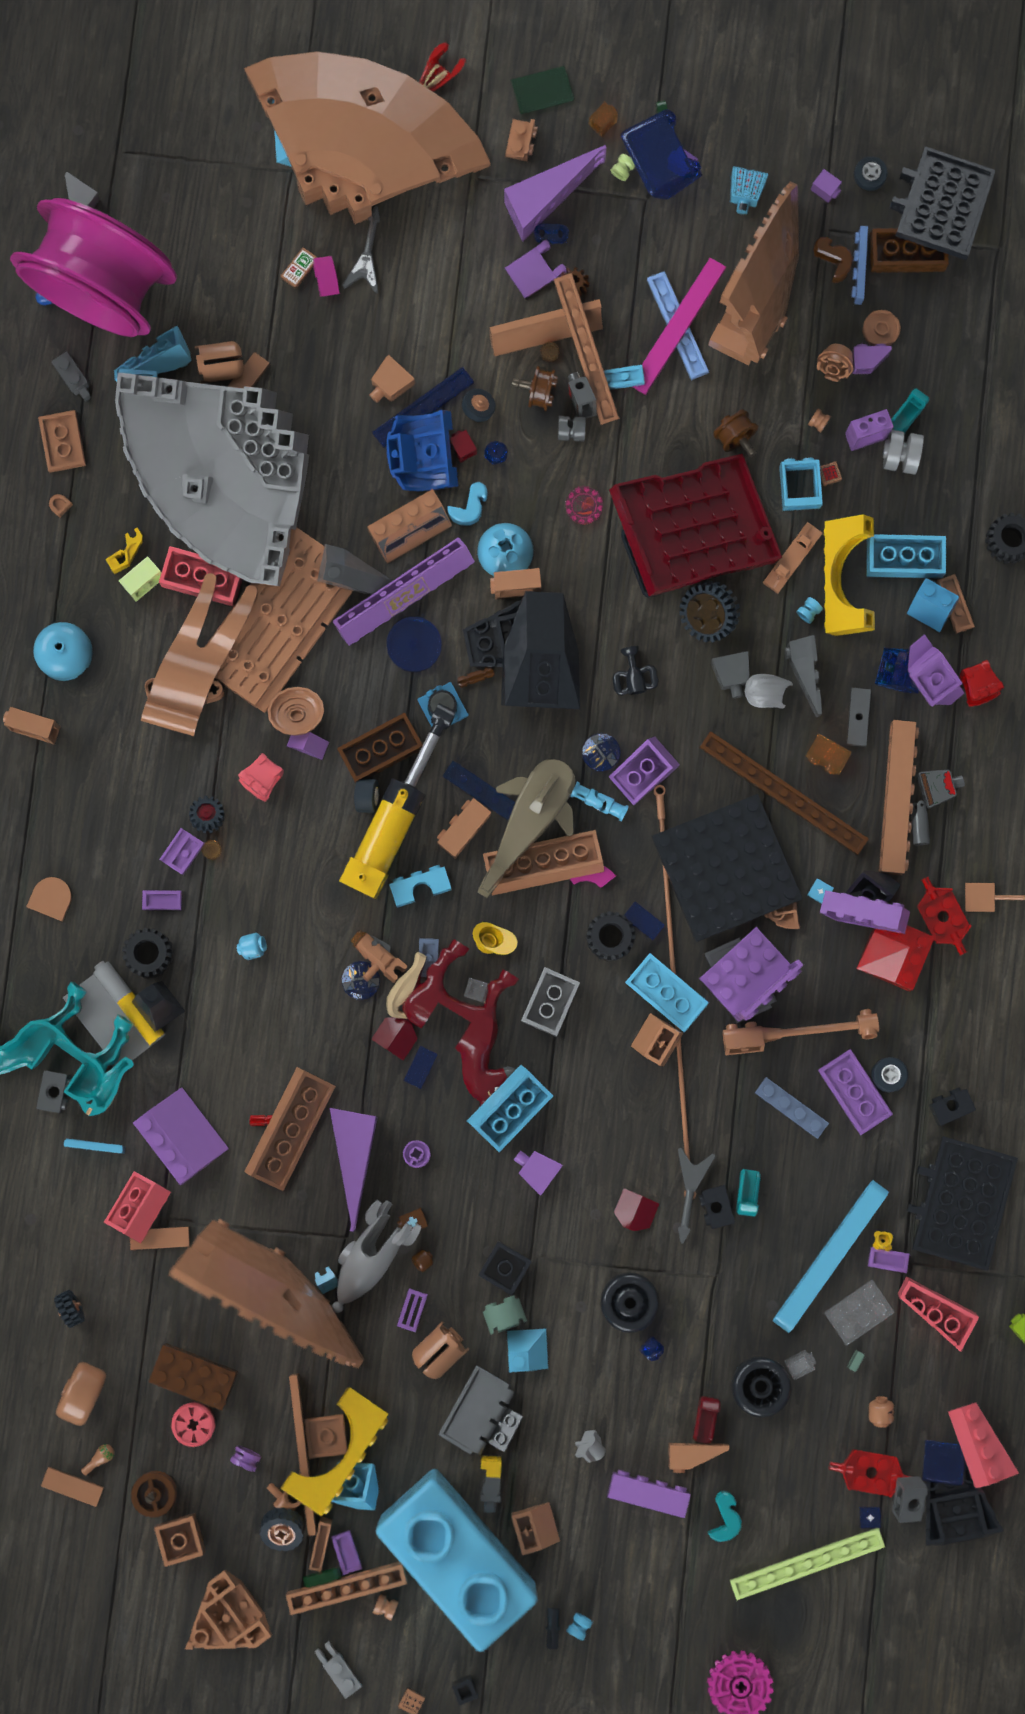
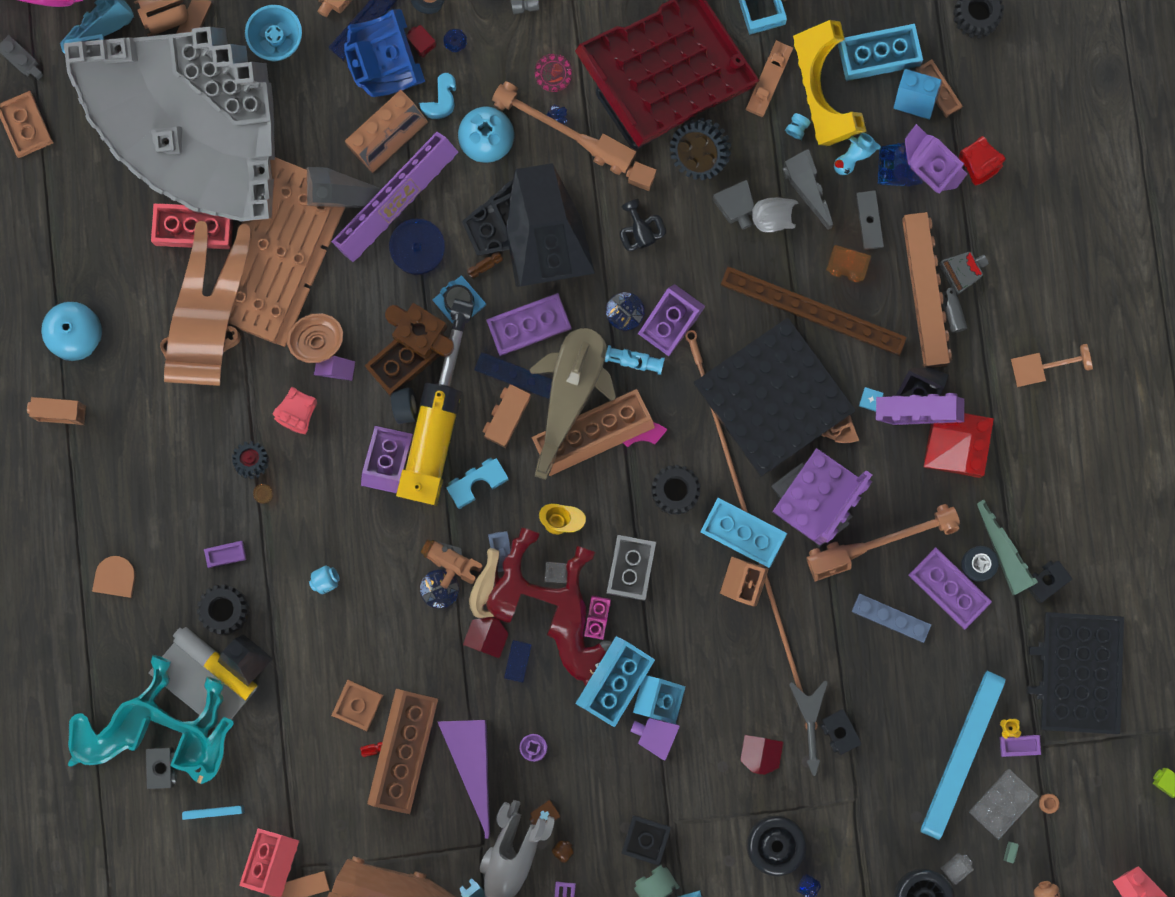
camera: 10 degrees left, 0 degrees up
(59, 504) = (35, 187): nougat tile -> none
(130, 551) = (117, 212): yellow piece -> none
(141, 579) = (133, 242): yellowish green hinge -> none
(181, 1136) = (296, 783): medium lavender slope -> none
(182, 851) = (234, 502): medium lavender plate -> none
(256, 1074) = (357, 705): none -> nougat tile
(325, 397) = (272, 23): none -> medium azure piece
(337, 843) = (386, 459): none -> medium lavender slope
(397, 727) = (419, 331): none -> reddish brown brick
(505, 744) = (528, 324): none -> medium lavender tile
(507, 1042) = (597, 617): none -> dark pink slope
(515, 583) = (503, 163): nougat window -> none
(548, 1135) = (659, 699): none -> medium azure slope
(578, 548) = (558, 114): none -> clear blue plant
(615, 591) = (604, 150): none -> nougat bar
(644, 920) = (705, 467): clear blue tile -> none
(646, 624) = (641, 176): none -> nougat brick
(748, 1193) = (868, 711): teal animal -> none
(864, 646) = (859, 149): none -> medium azure animal
(903, 1322) = (1049, 803): none -> nougat tile
(920, 1082) = (1013, 567): none -> sand green wedge
(940, 900) = (992, 381): red plate -> none
(943, 1314) = (1088, 787): coral wedge -> none

